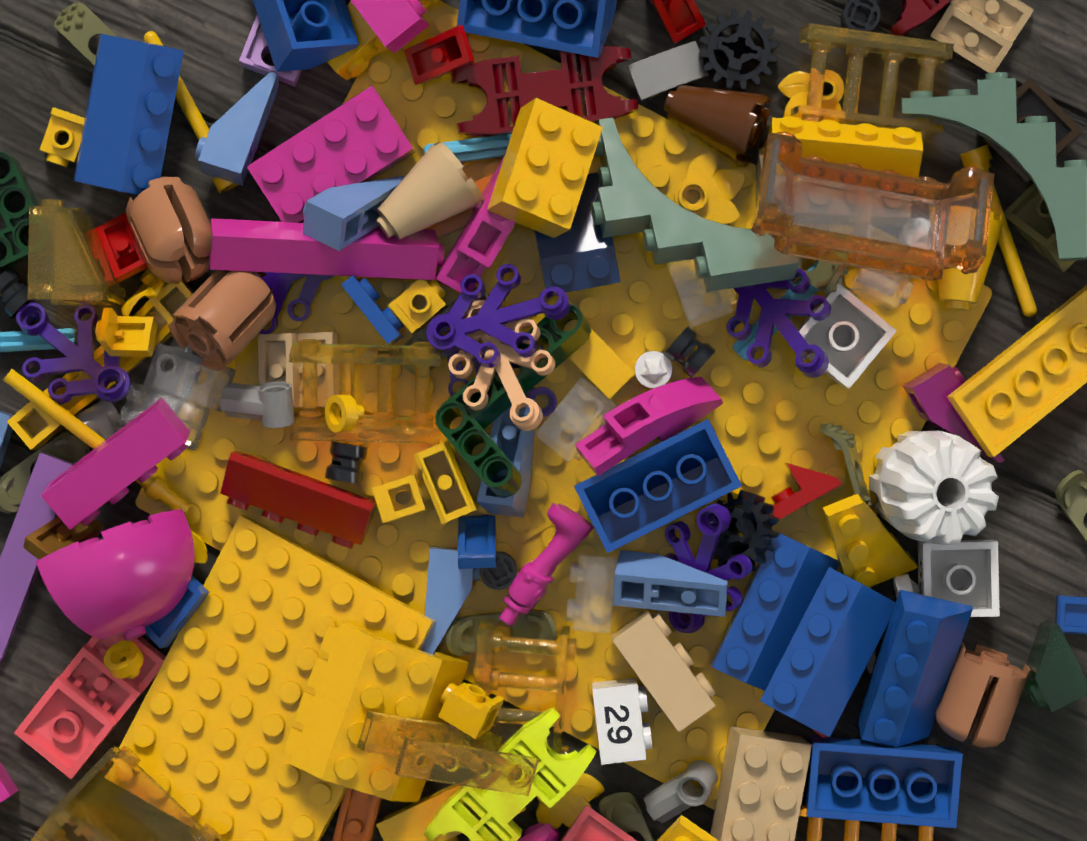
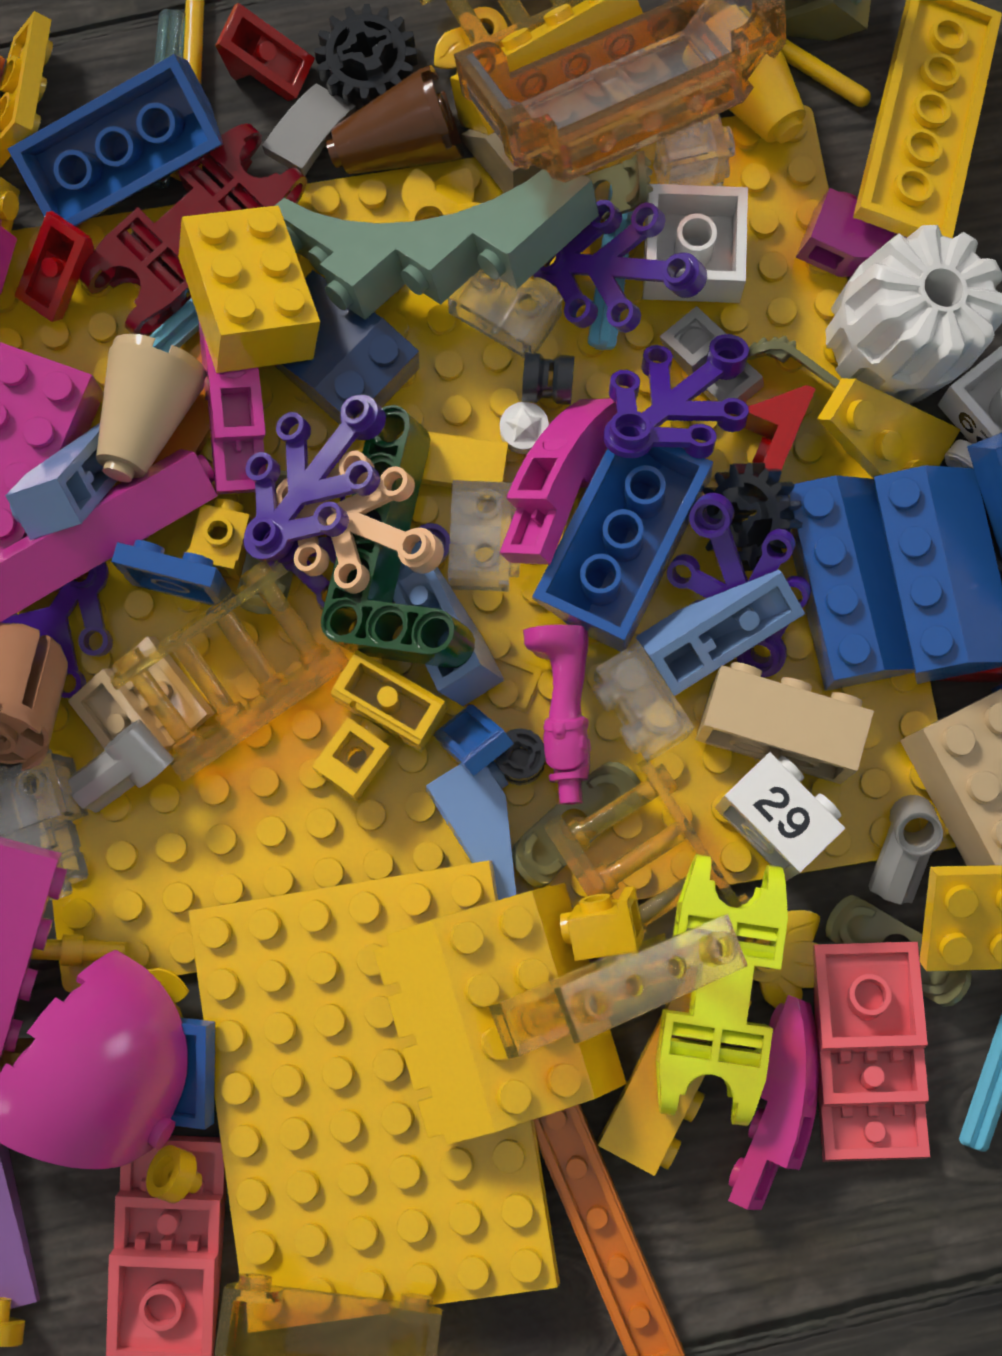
camera: 30 degrees left, 10 degrees down
(298, 498) = (237, 840): red slope -> none
(342, 413) = (218, 704): yellow tile -> none
(346, 462) = (265, 764): black wheel -> none
(747, 431) = (635, 433): none -> dark purple plant
(798, 414) = (690, 344): none -> light grey slope

